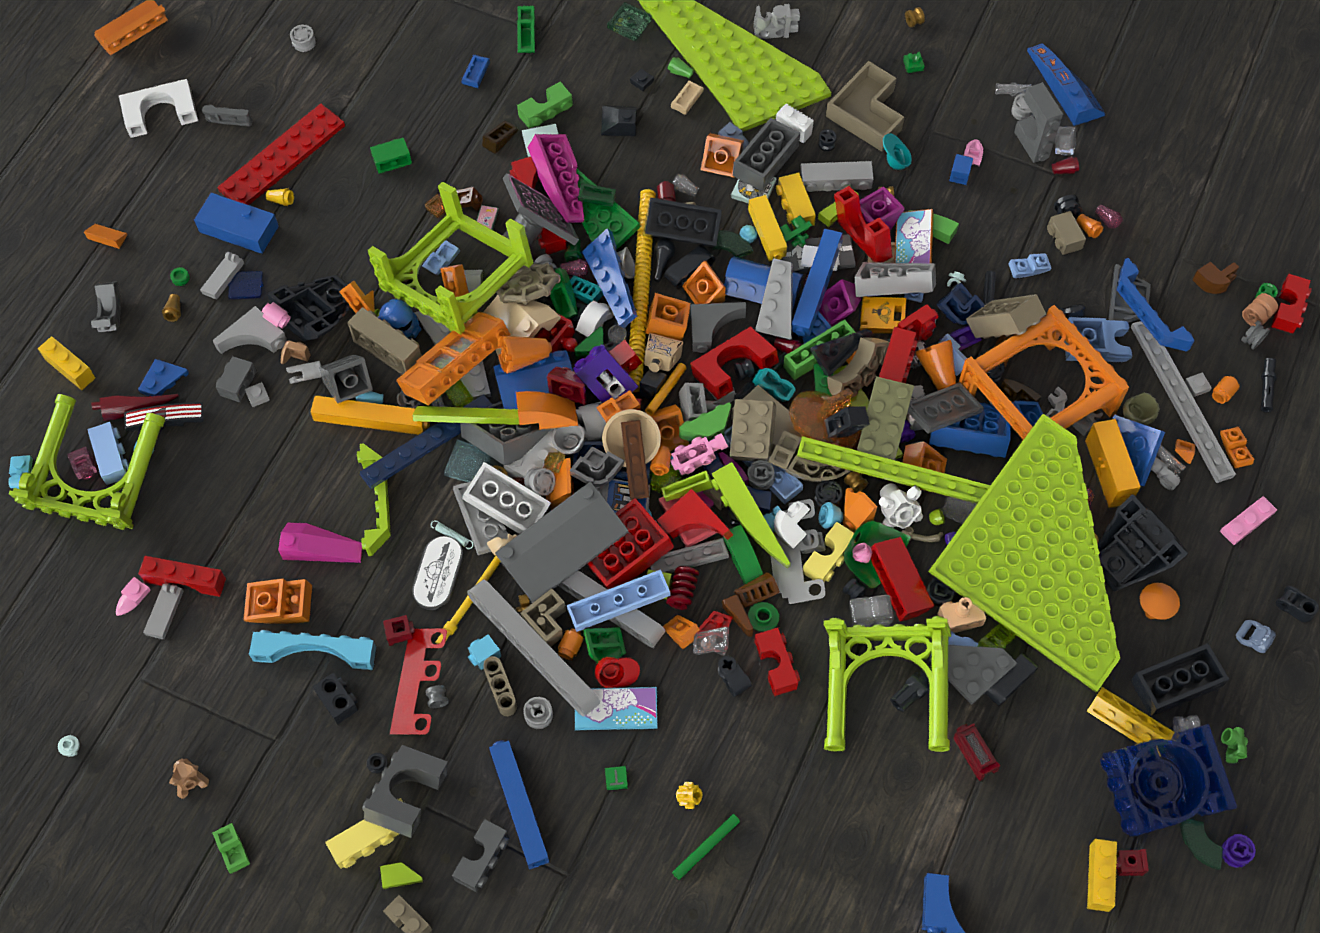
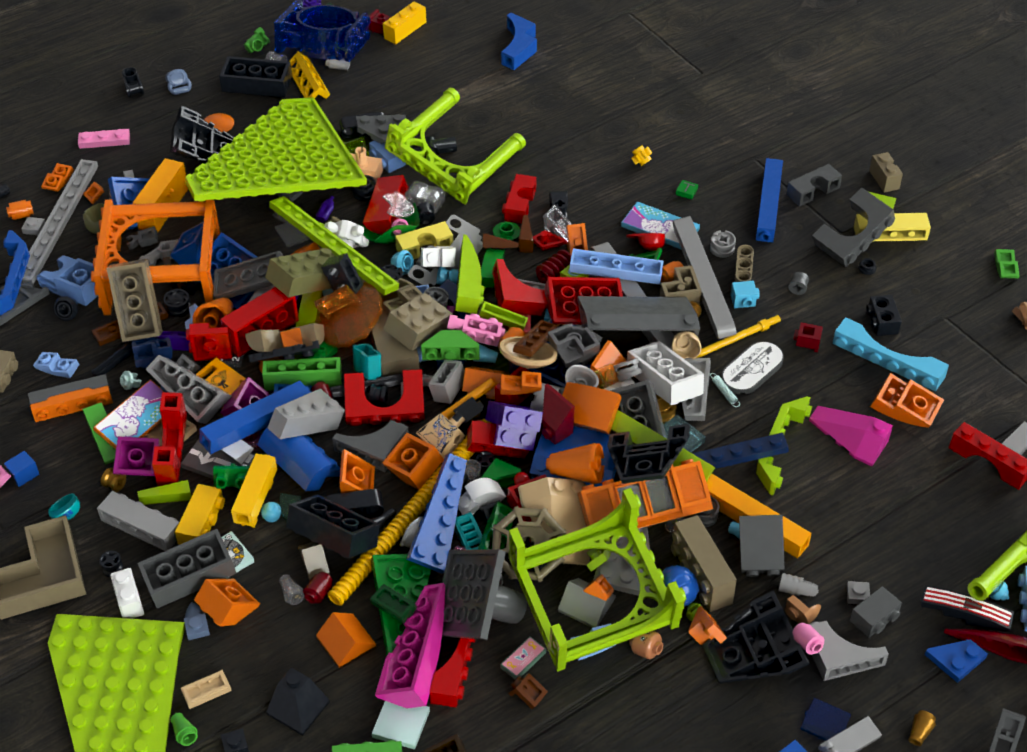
camera: 150 degrees left, 15 degrees down
(411, 675) = (817, 304): piece -> none
(435, 206) = (565, 700): clear orange plate -> none
(466, 373) = (649, 459): none -> black wedge
(619, 175) = (344, 638): none -> orange slope
(706, 846) = (647, 133): green piece -> none
(777, 23) = (29, 717): light grey hips -> none
(849, 363) = (291, 337): none -> orange slope
(857, 509) = (380, 248): orange slope -> none
(882, 567) = (399, 205): none -> clear plate
(975, 751) = (425, 96): dark red window -> none
(984, 240) = (69, 398): none -> orange piece

